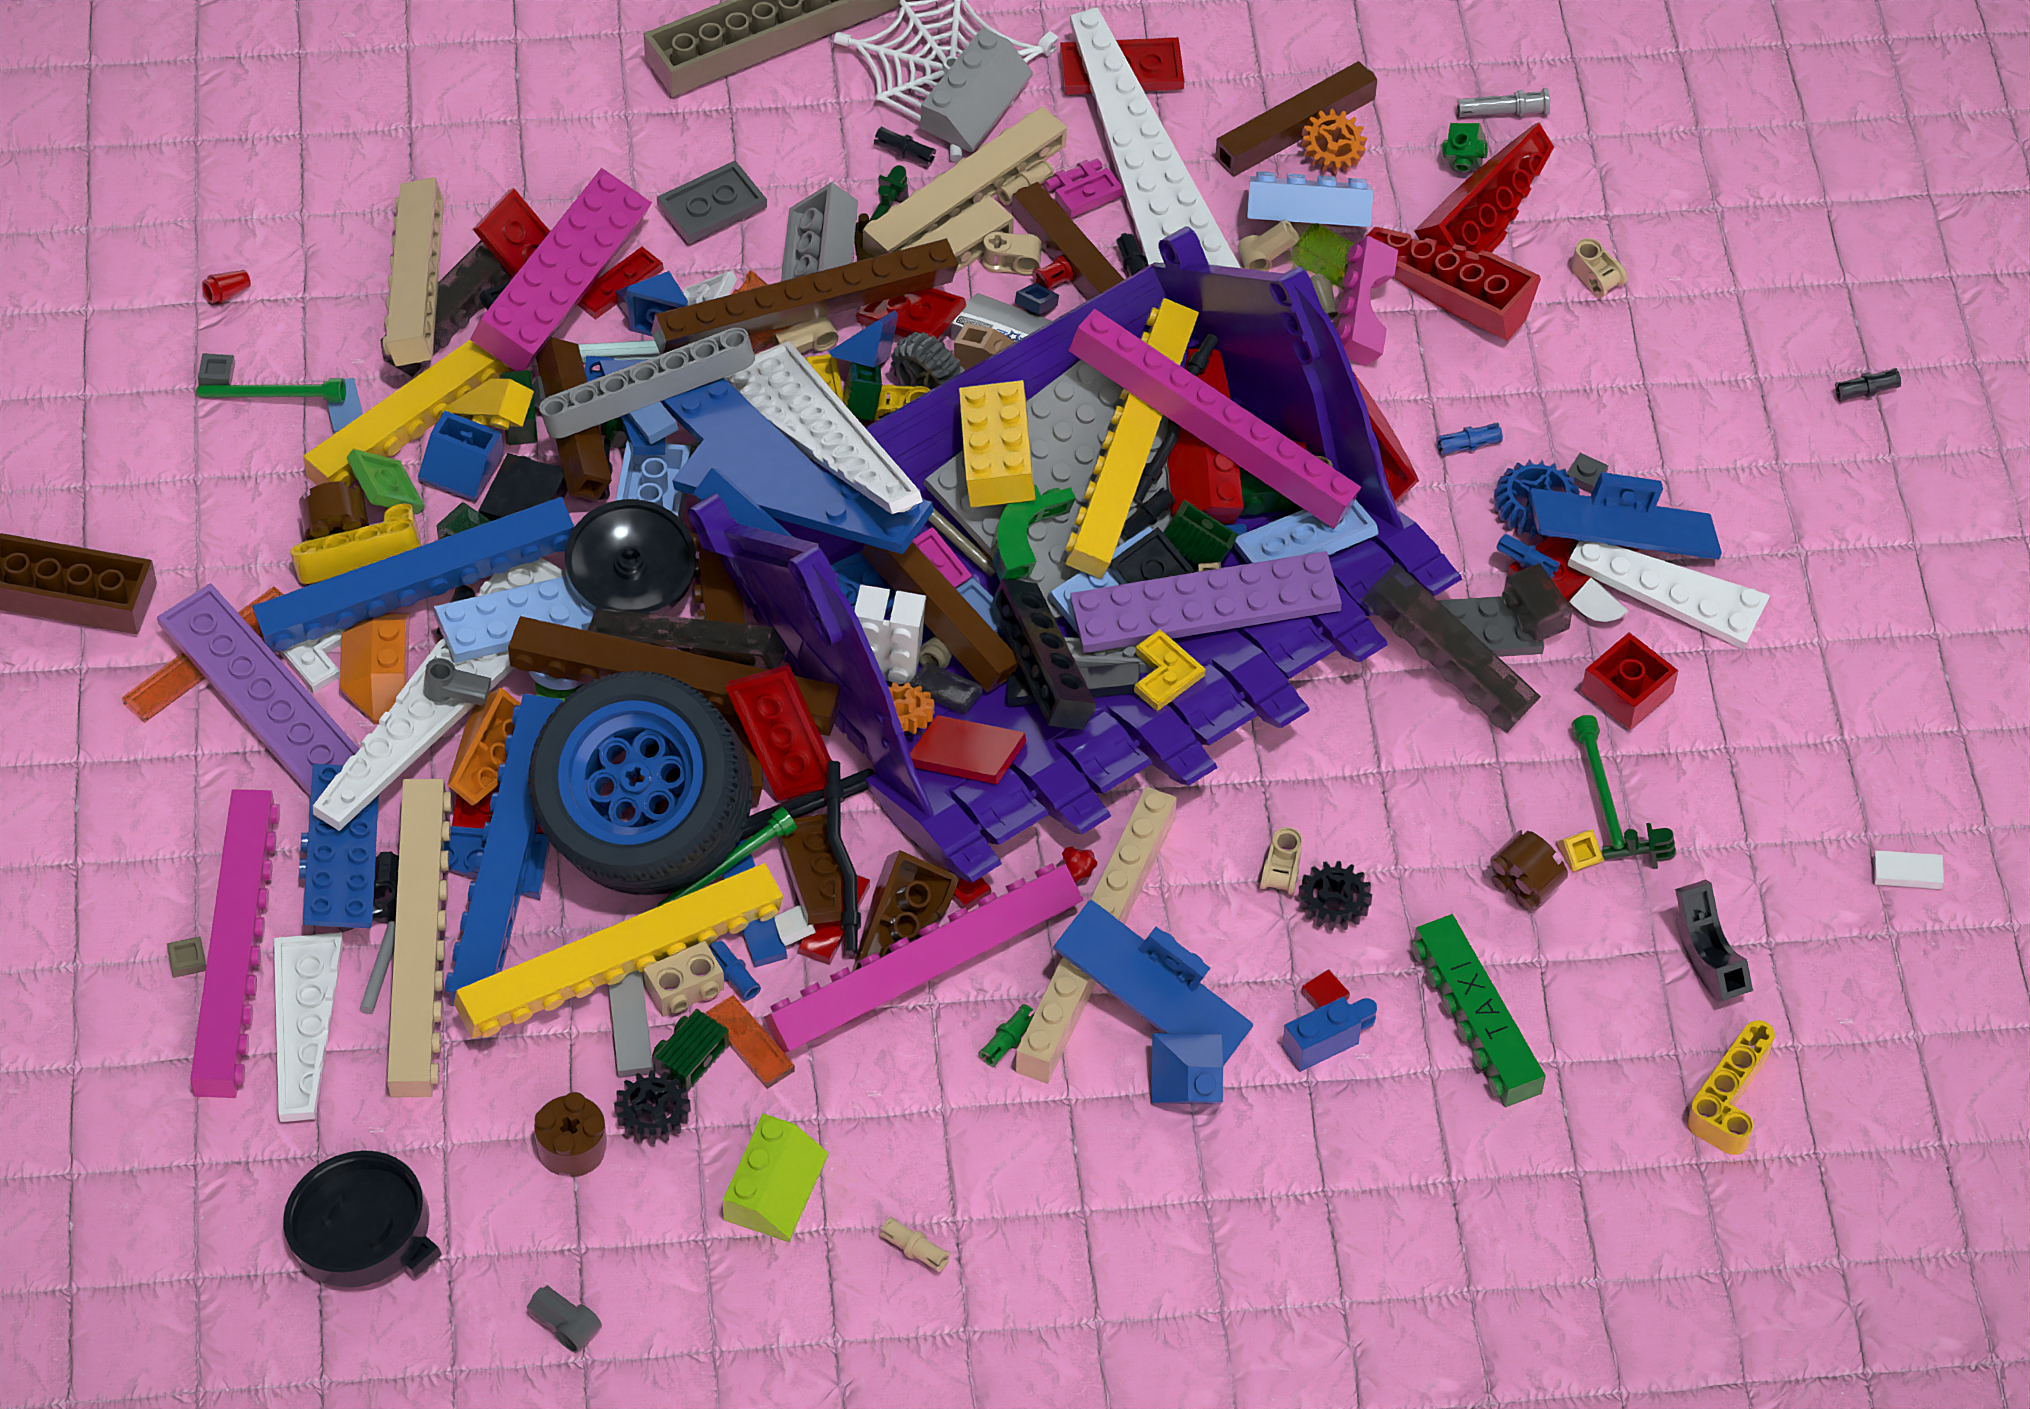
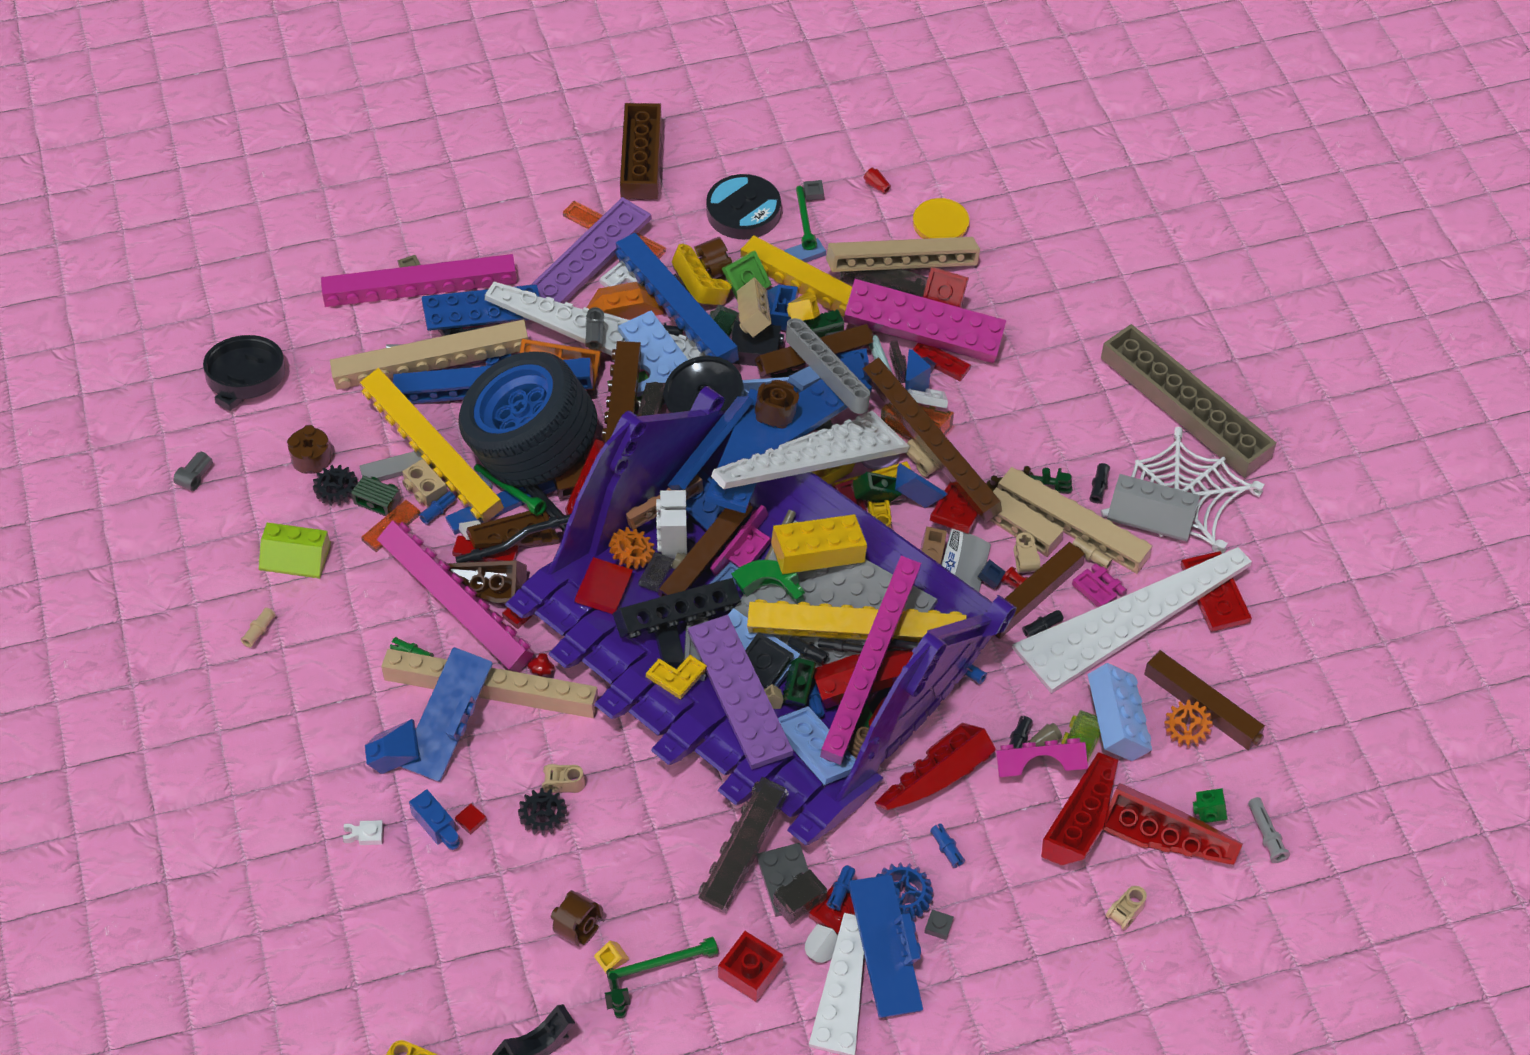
camera: 80 degrees right, 0 degrees up
(219, 467) = (743, 206): none -> brick
(304, 1006) = (382, 319): white wing -> none
(336, 225) = (940, 219): none -> yellow tile
(472, 472) = (753, 307): none -> tan brick
(612, 328) = (898, 361): none -> clear smoke plate
(711, 202) = (1017, 392): dark grey plate -> none
(732, 439) = (776, 403): none -> reddish brown brick
(820, 232) = (1000, 452): light grey slope -> none
(924, 361) = (906, 516): dark grey gear -> none
(1258, 250) = (1075, 695): tan piece -> none
(1325, 1131) = (366, 833): none -> white plate
(1478, 1011) = (465, 906): green brick -> none

